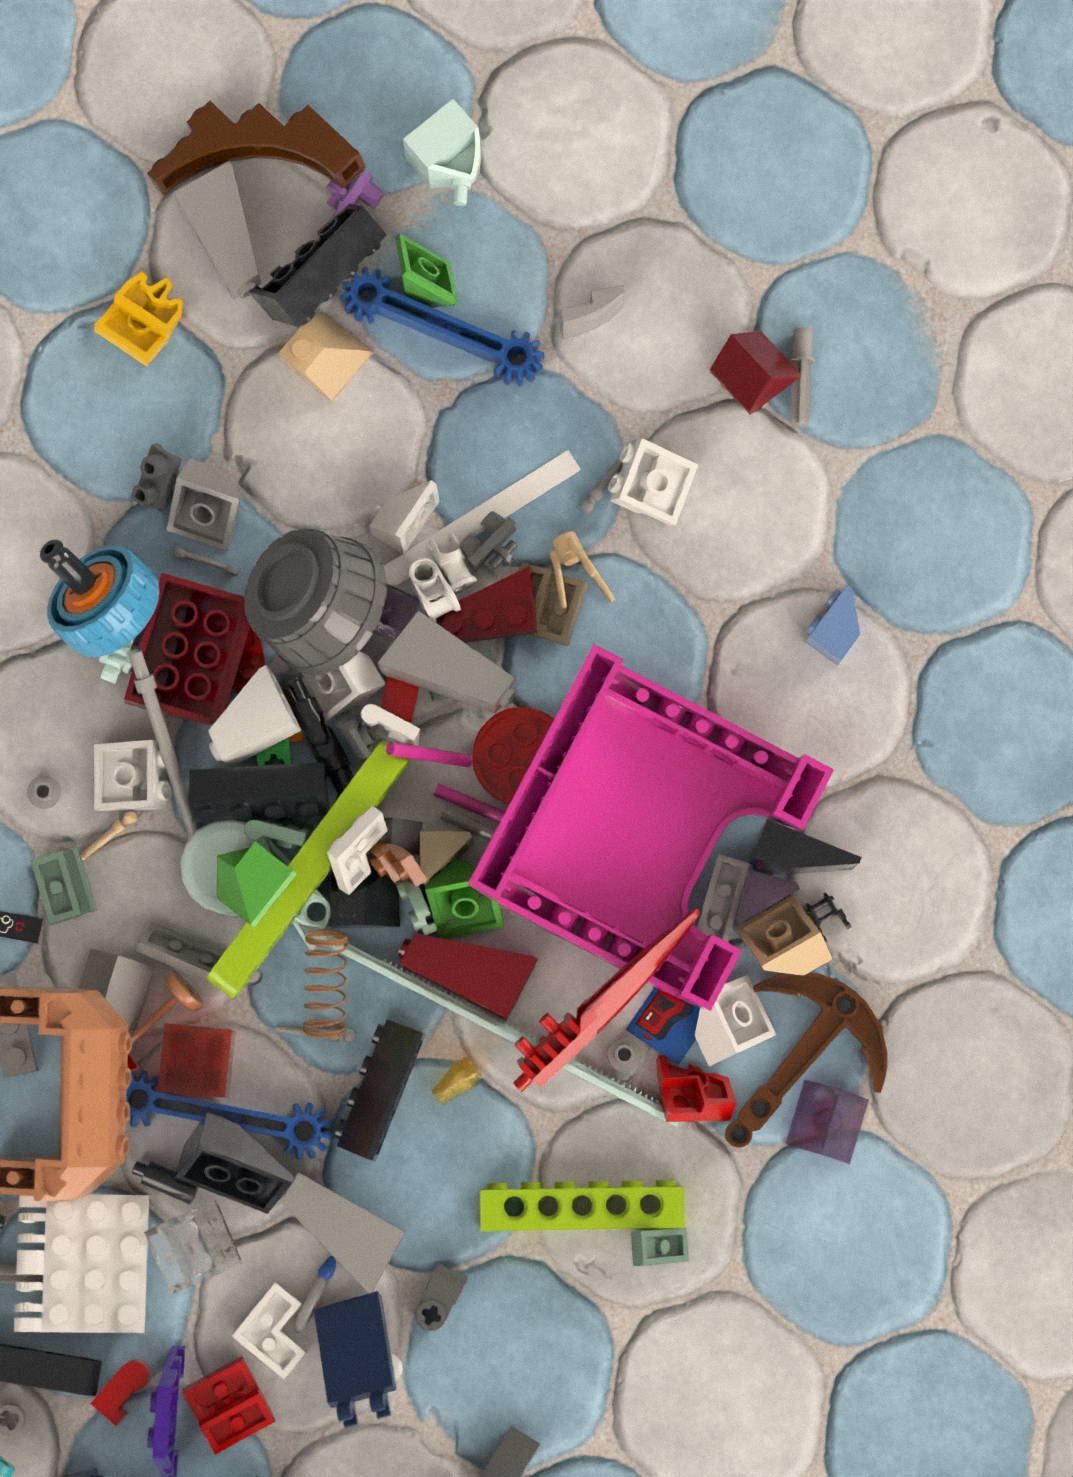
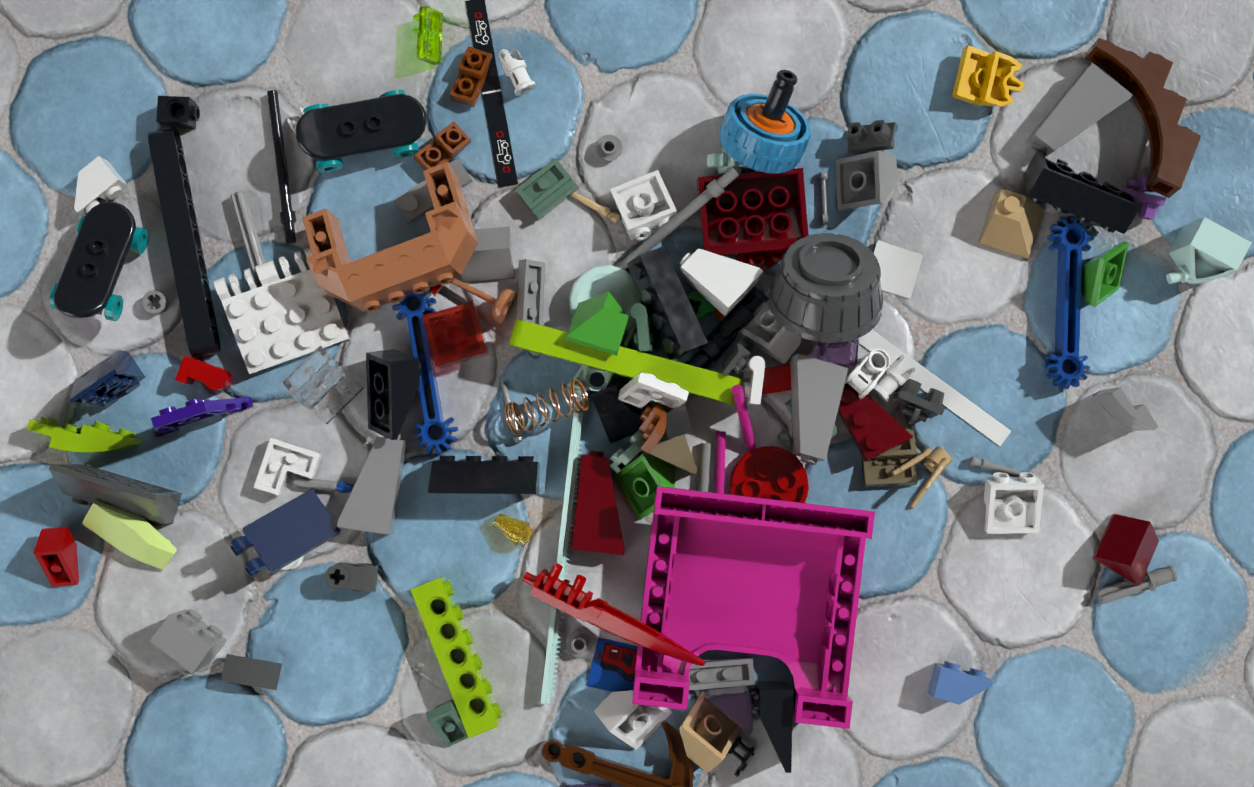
camera: 65 degrees right, 5 degrees up
(164, 1181) = (362, 343): black cylinder -> none
(228, 1405) = (222, 454): red slope -> none
(324, 508) = (898, 268): none -> white sticker
(404, 516) = (914, 329): white slope -> none
(693, 1094) = (570, 706): red slope -> none

